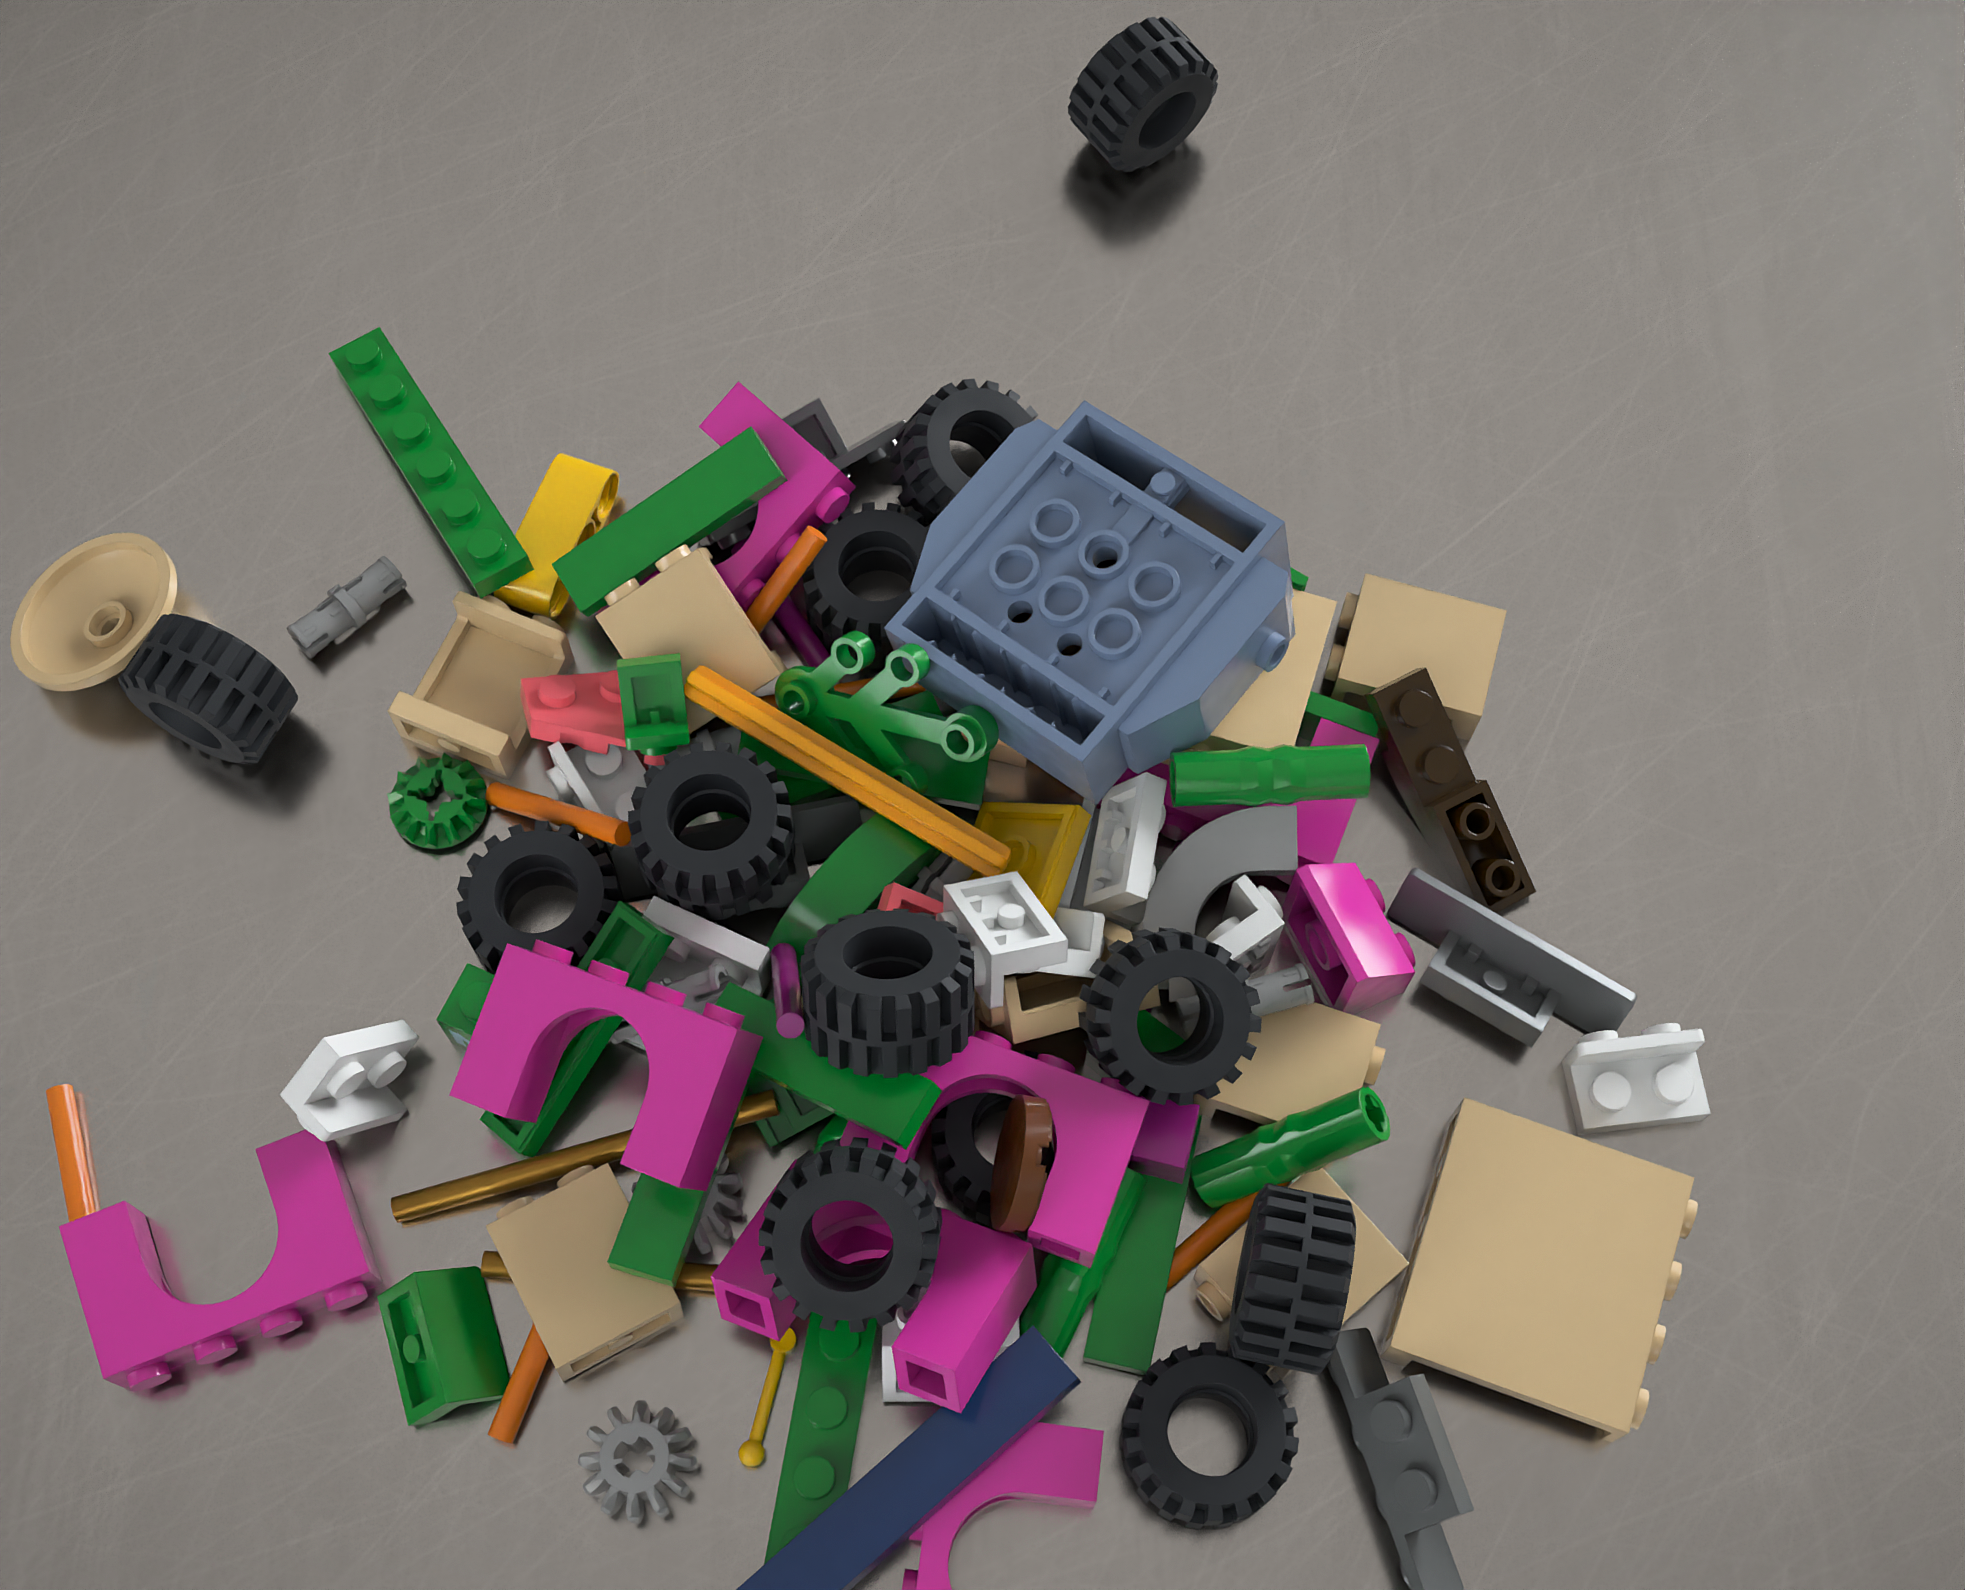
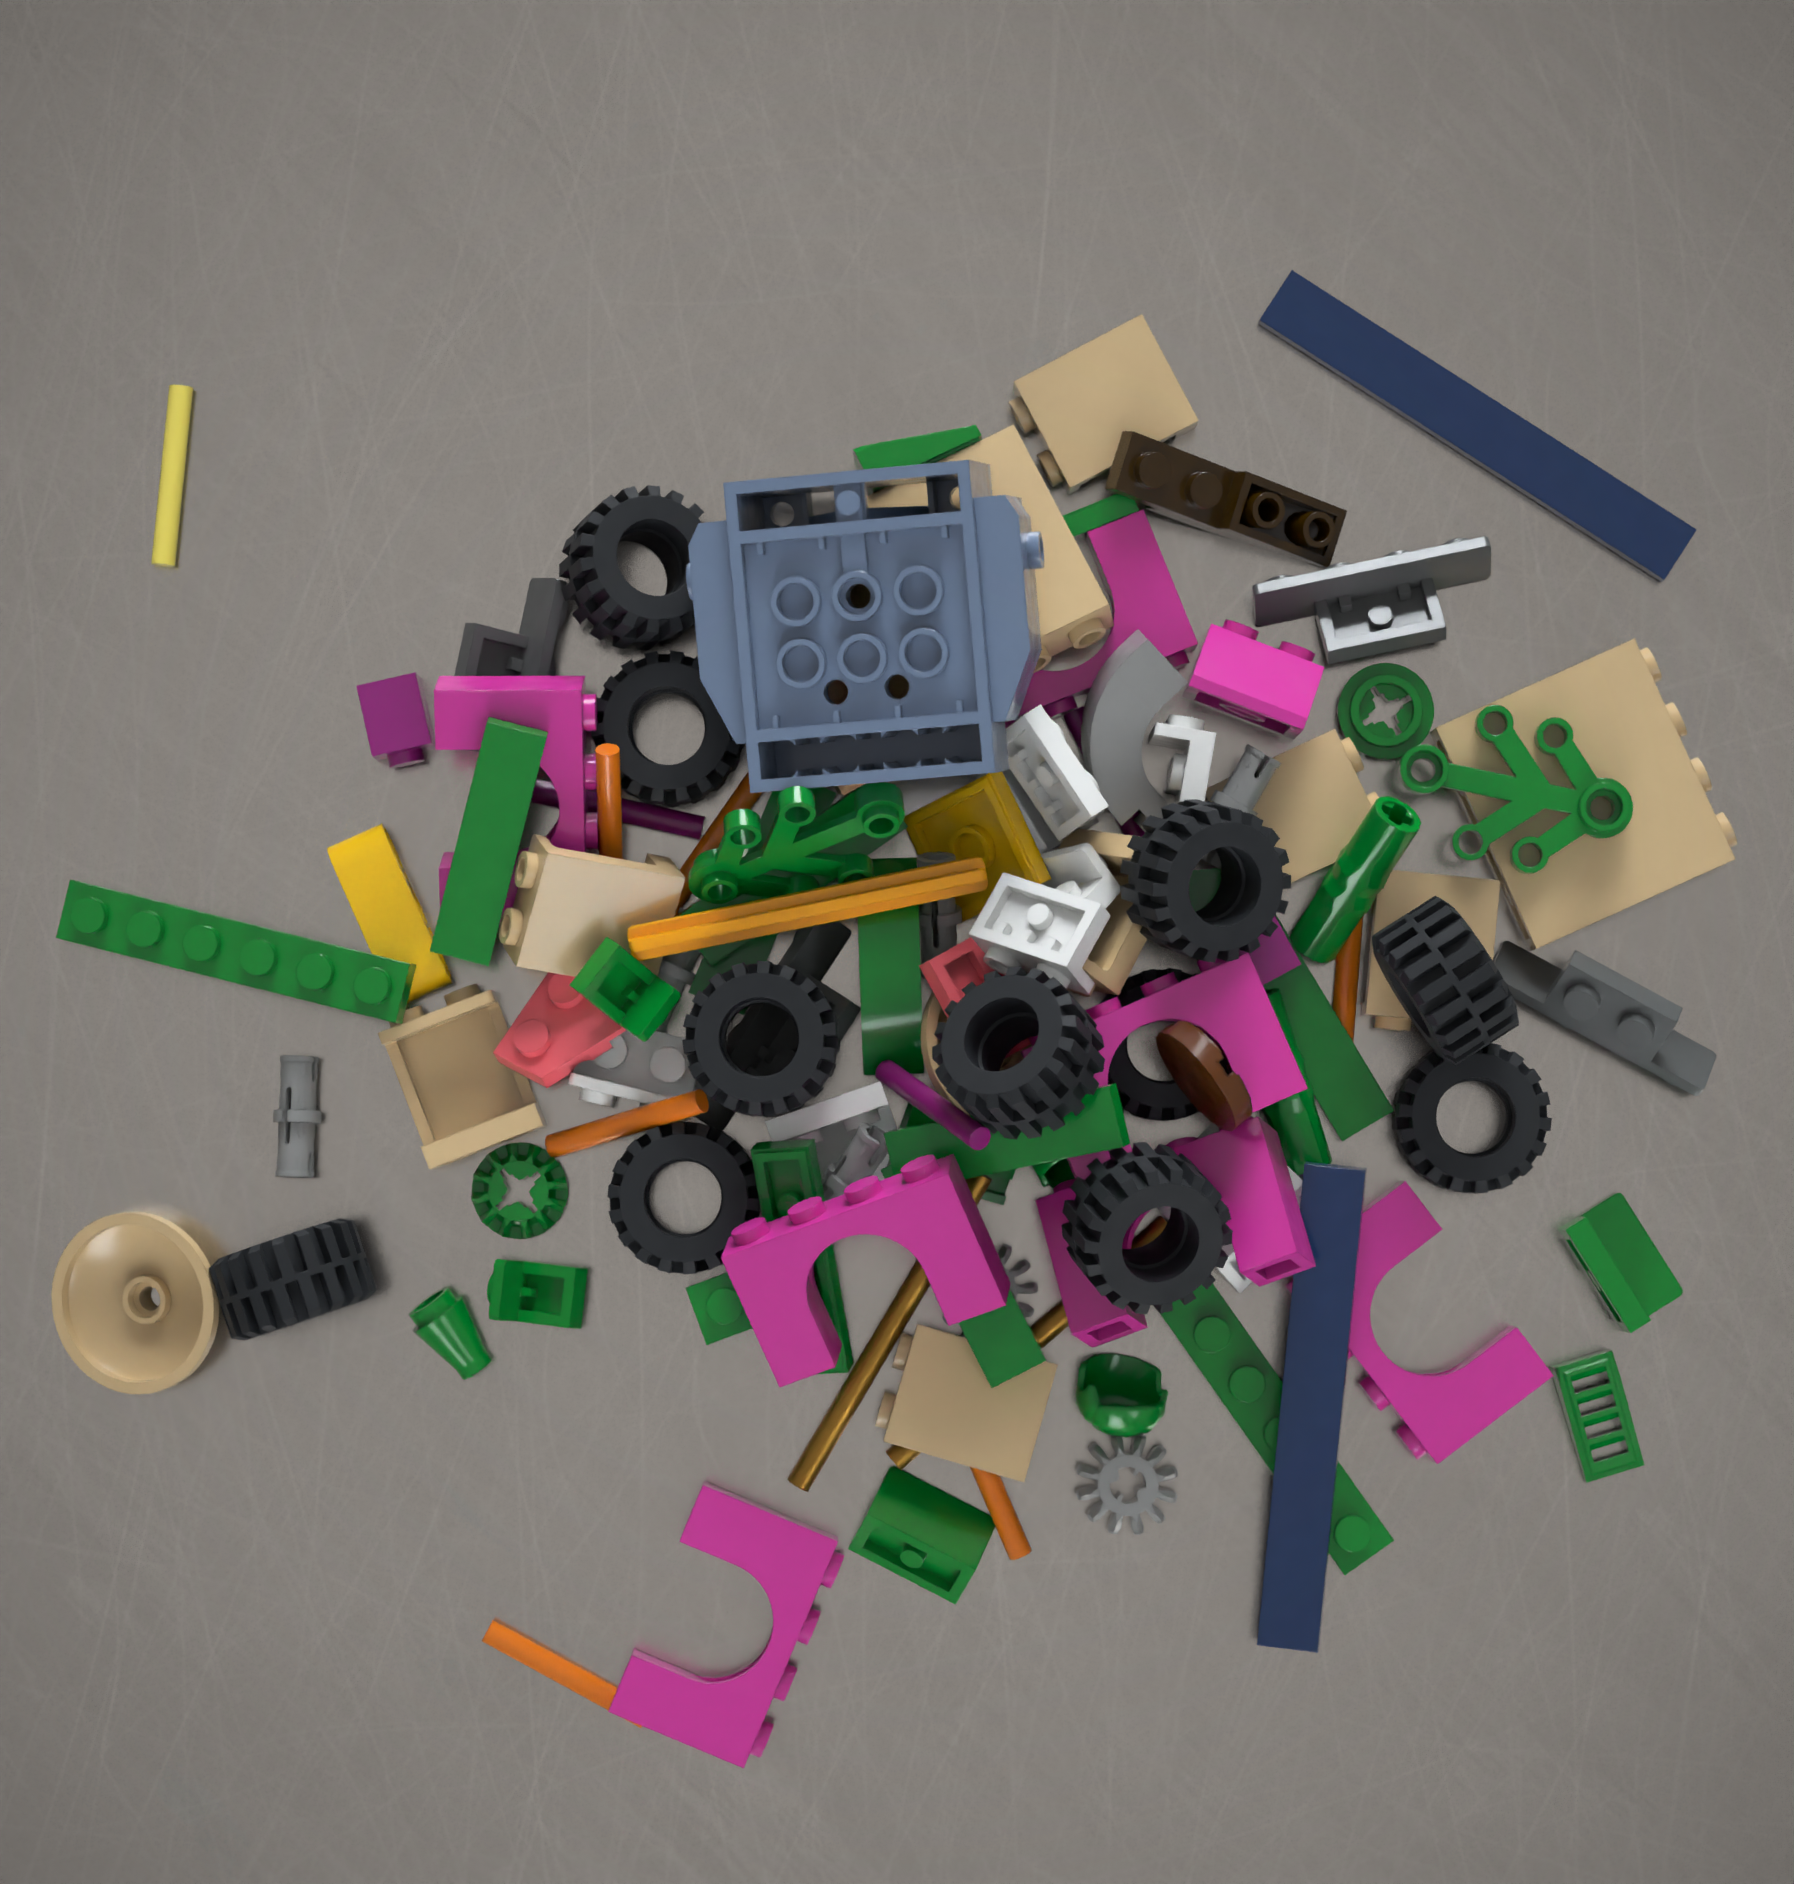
camera: 40 degrees left, 20 degrees up
(279, 846) = (450, 1331): none -> green cone
(346, 1079) = (697, 1440): white bracket -> none
(365, 874) = (537, 1293): none -> green bracket
(686, 411) = (397, 719): none -> magenta brick
(705, 1381) = (1120, 1394): none -> green hair
(723, 163) = (172, 475): none -> light yellow bar
(752, 1451) = (1188, 1405): yellow hinge -> none
(1142, 94) = (460, 114): black tyre -> none
(1269, 775) = (1109, 635): green axle -> none
(1456, 1048) = (1392, 683): none -> green gear
(1494, 1208) = (1527, 791): none -> green plant
(1636, 1079) = (1536, 592): white bracket -> none
(1700, 933) = (1477, 426): none -> dark blue tile

